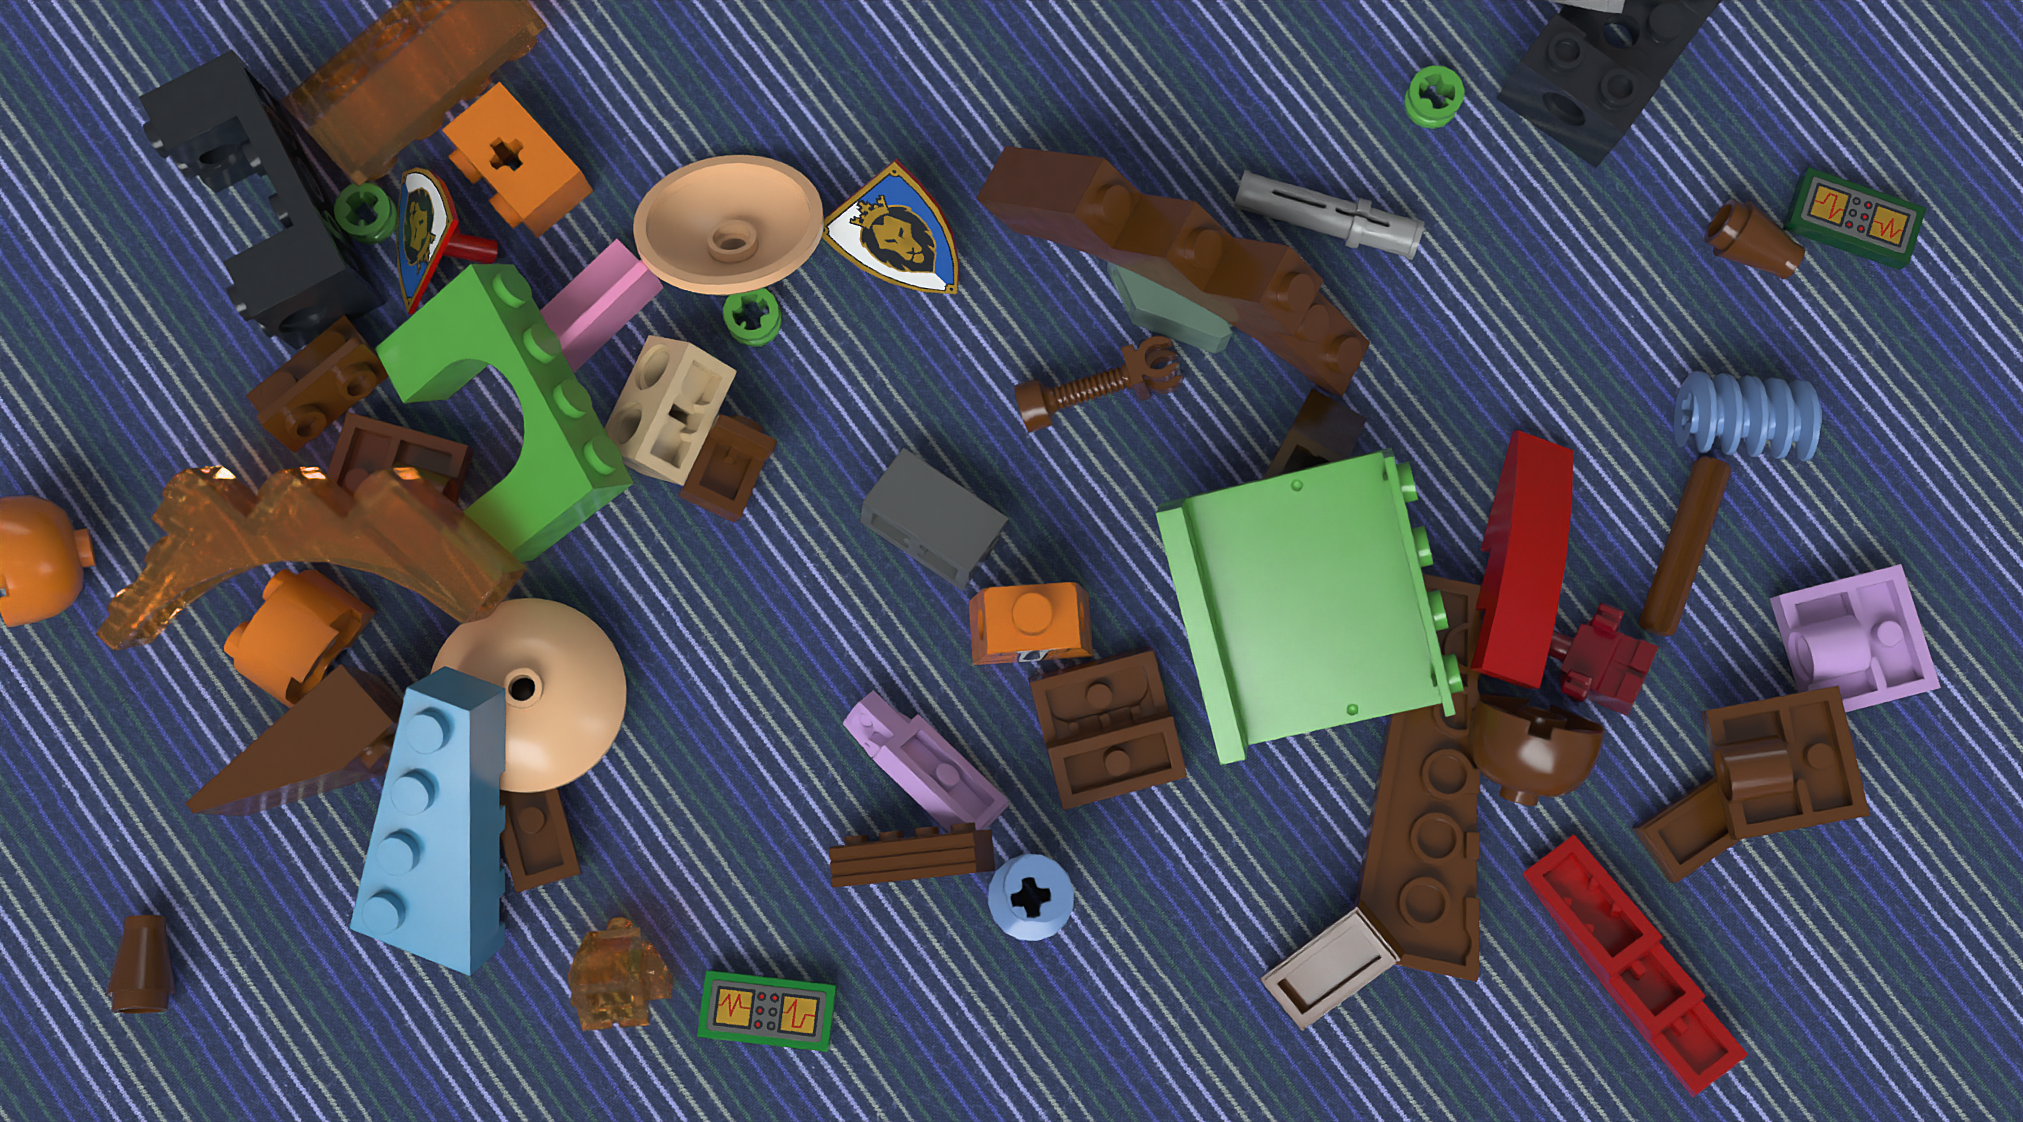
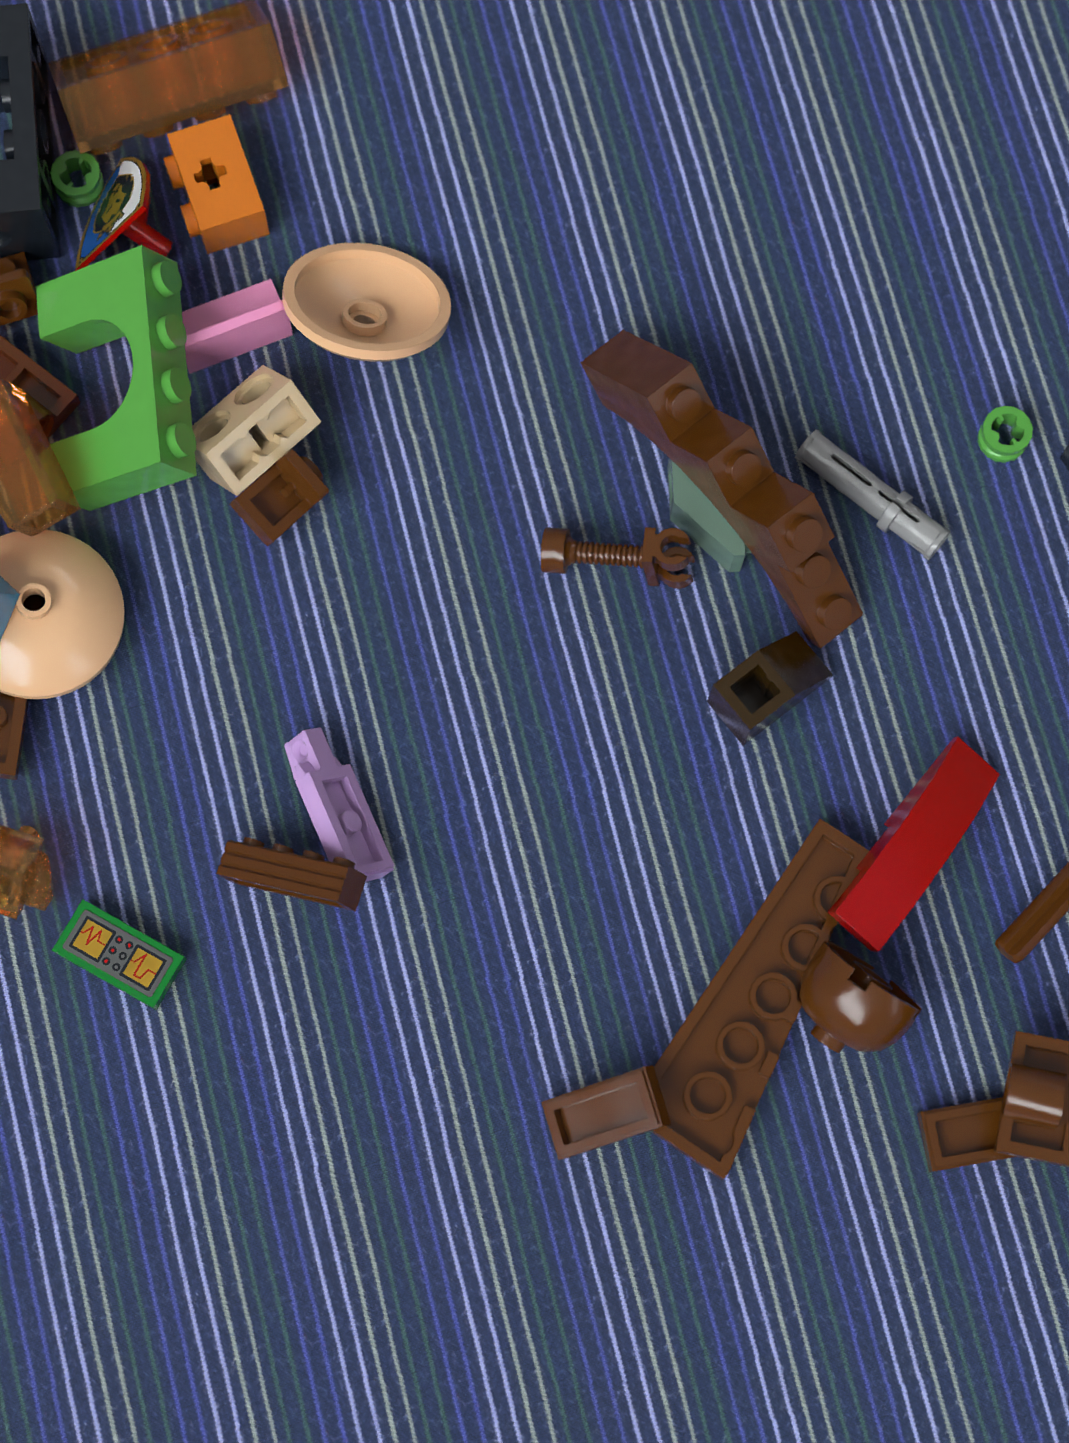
camera: 20 degrees right, 5 degrees down
(770, 323) = (367, 397): bright green bush -> none
(896, 233) = (501, 364): shield -> none
(932, 519) = (431, 609): dark grey hinge -> none
(1030, 623) = (477, 726): orange torso -> none
(1051, 912) = (362, 927): medium blue piece -> none
(1107, 727) = (502, 840): reddish brown slope -> none
(1308, 601) = (710, 799): bright green panel -> none
(1603, 661) = (947, 958): dark red piece -> none
(1634, 965) = (866, 1226): red slope -> none

